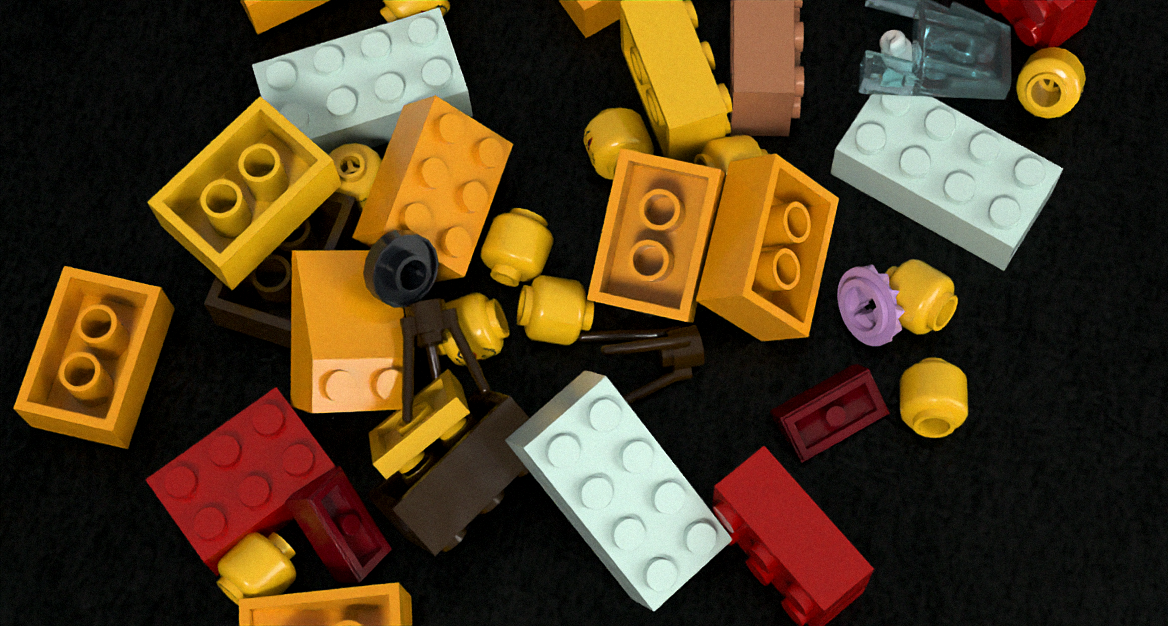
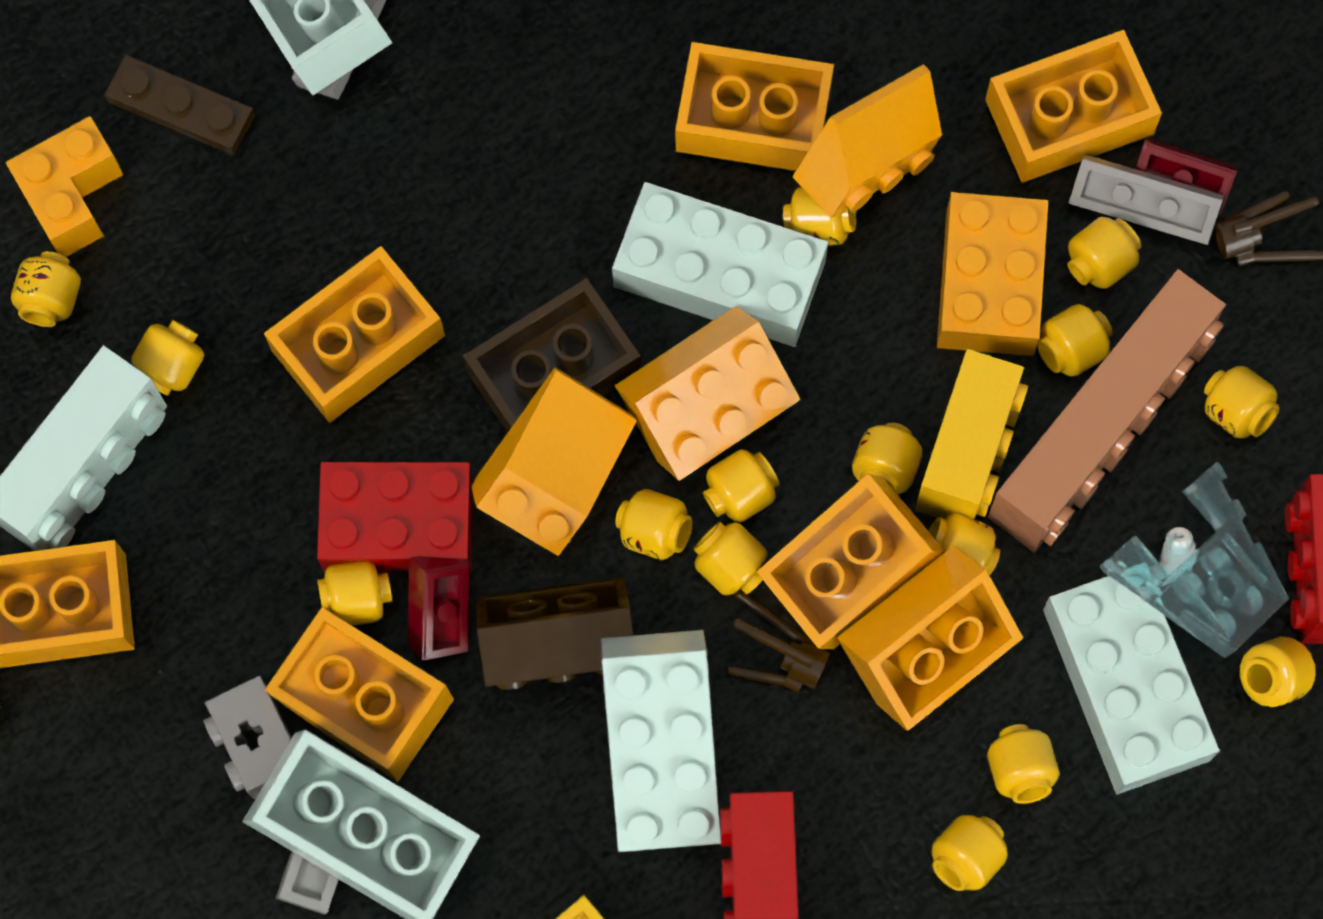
camera: 35 degrees right, 5 degrees up
(246, 192) = (554, 294): yellow brick -> none
(357, 170) = (656, 318): yellow head -> none
(400, 268) = (626, 443): black plate -> none
(428, 325) = (618, 502): dark brown plant -> none
(437, 413) = (540, 574): yellow plate -> none
(830, 411) = (883, 801): dark red slope -> none
(854, 293) = (971, 758): lavender gear -> none

